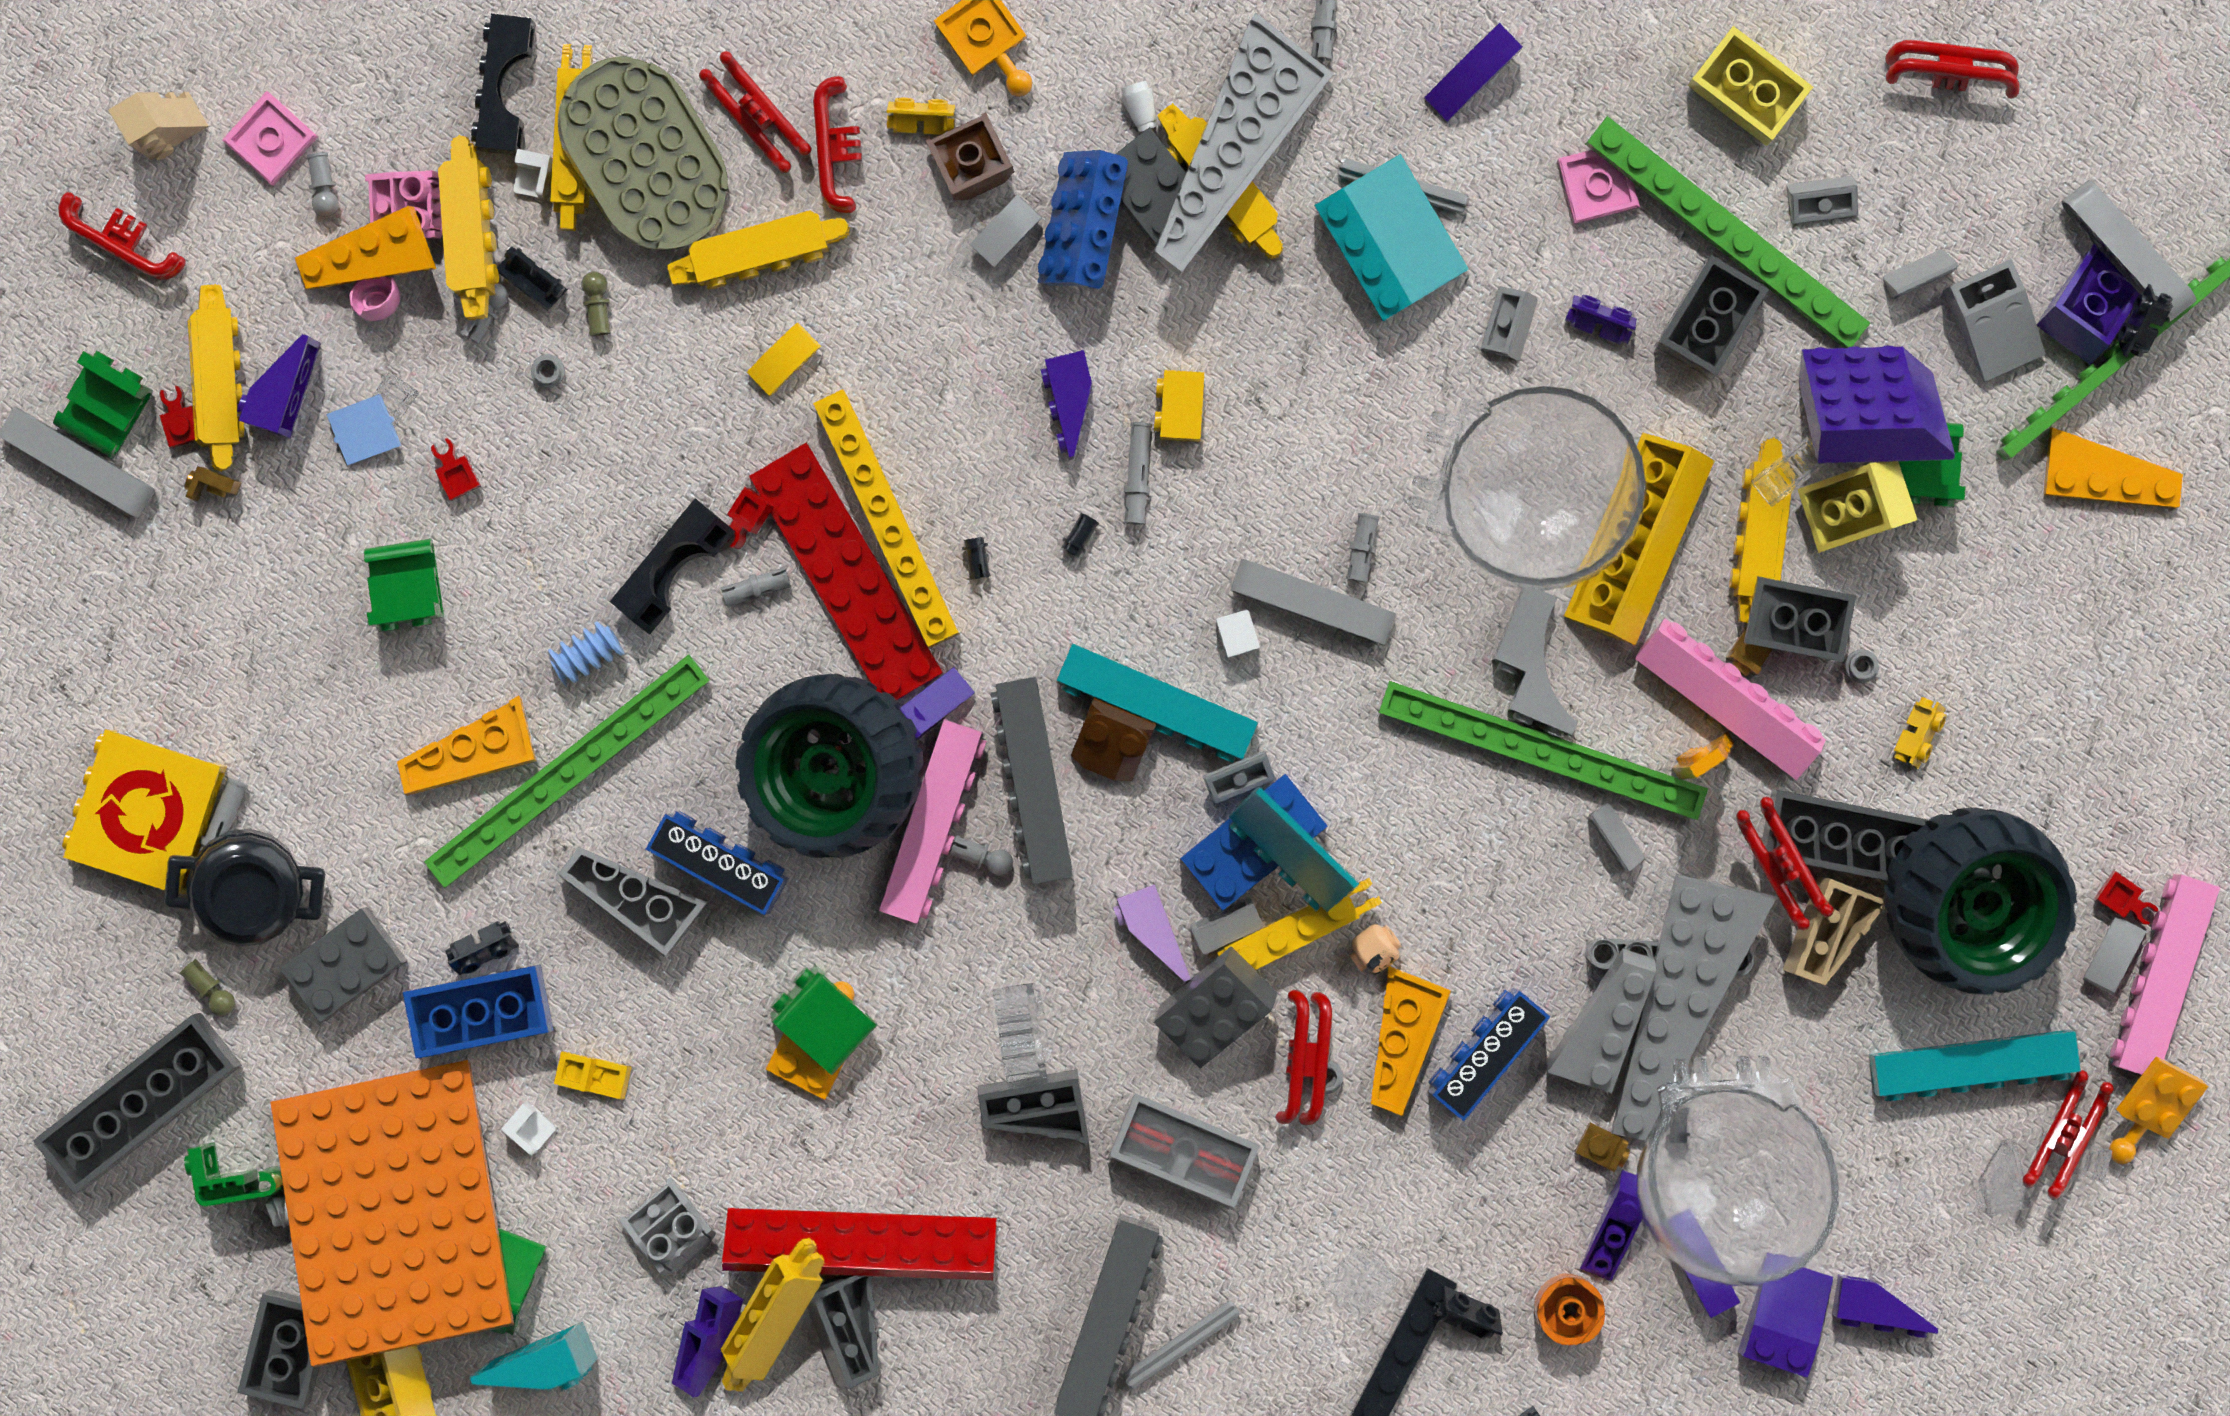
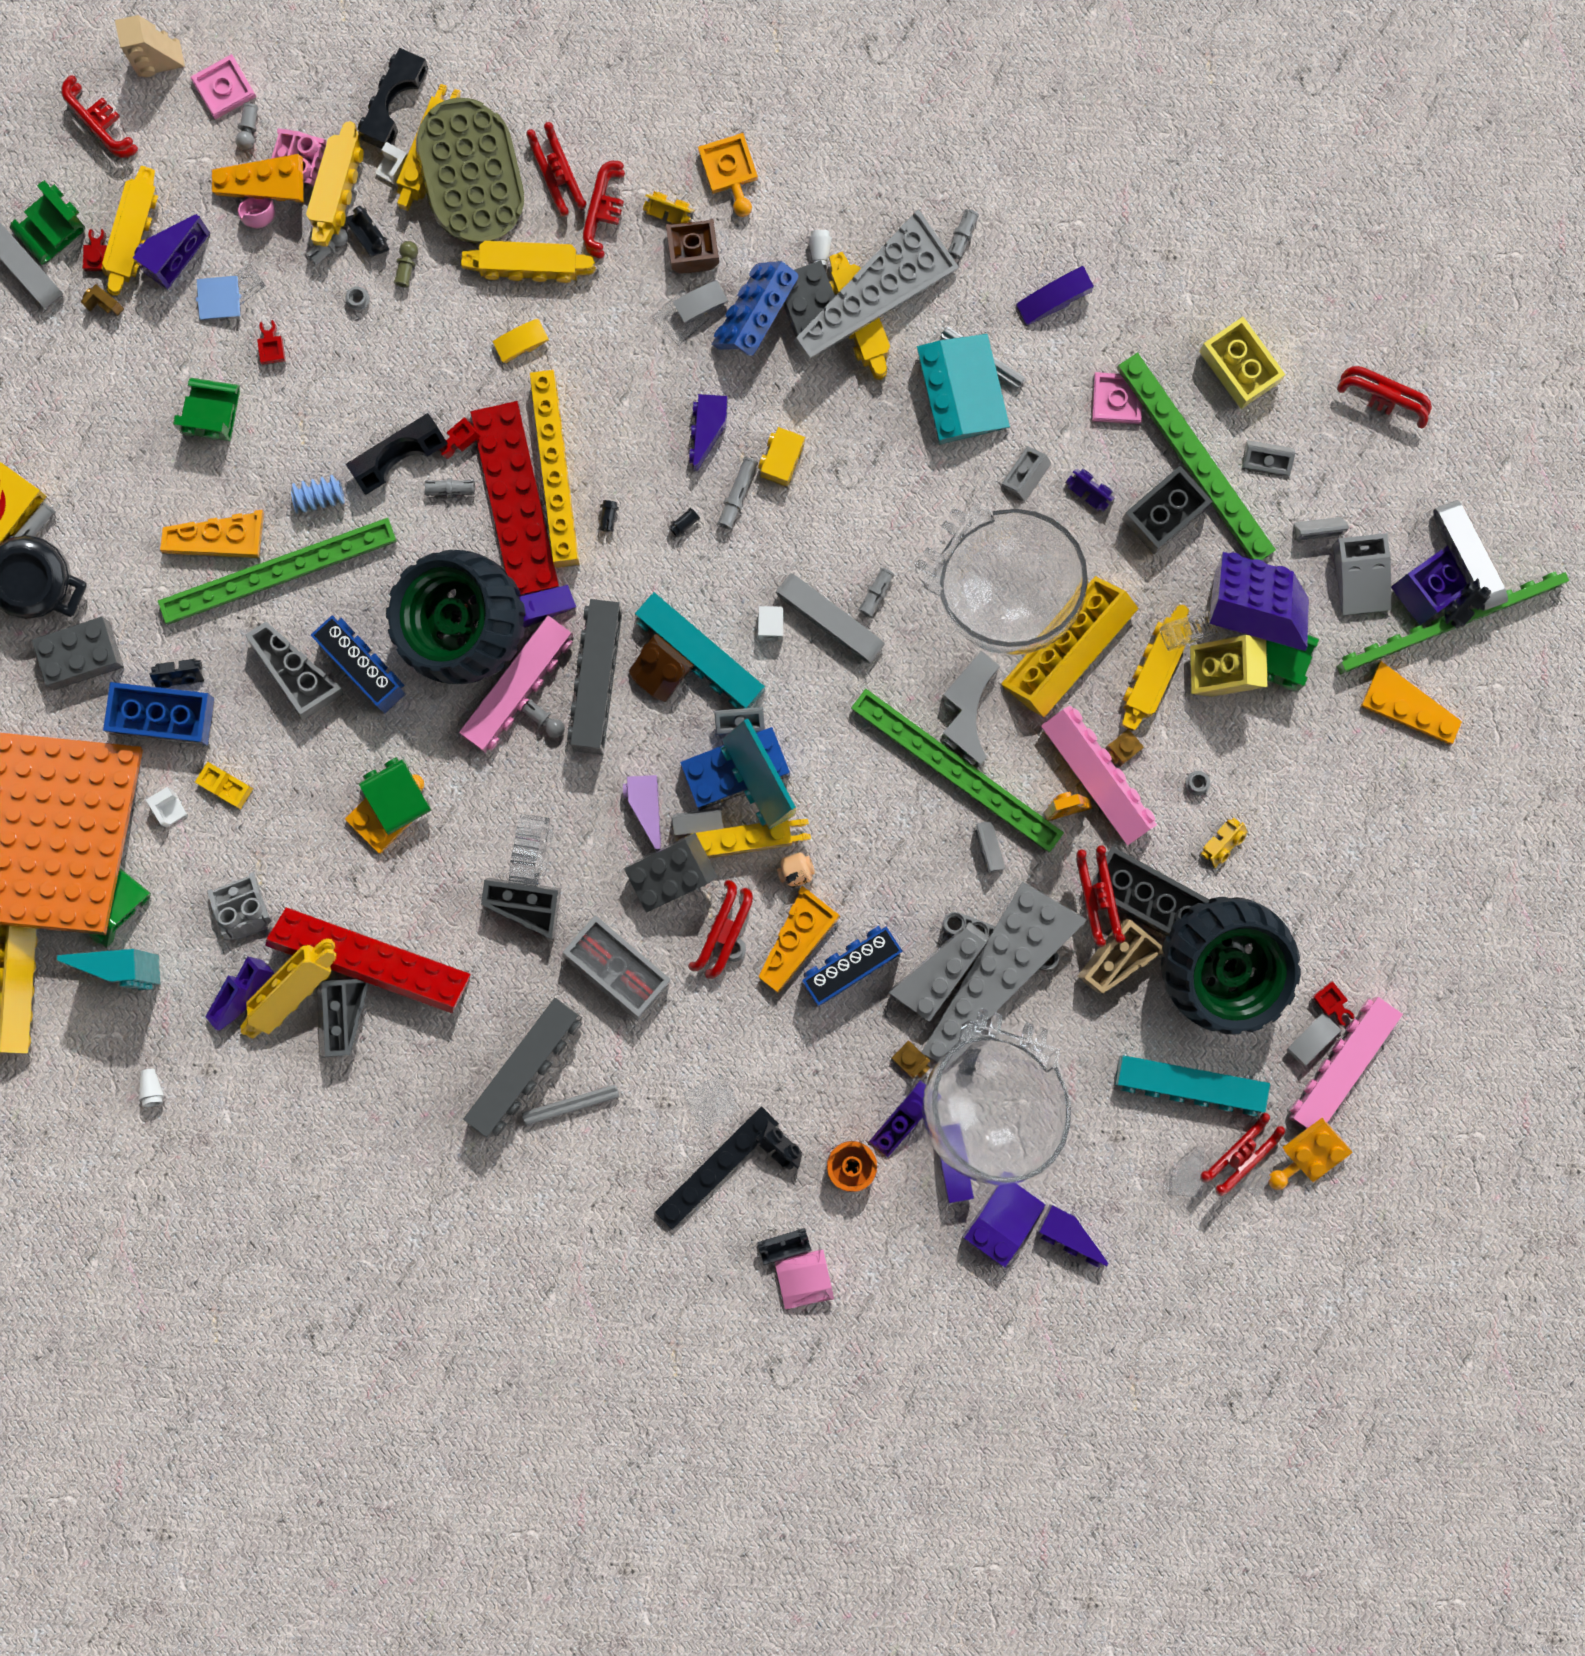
camera: 10 degrees right, 5 degrees down
(1800, 619) = (1164, 734): dark grey slope -> none

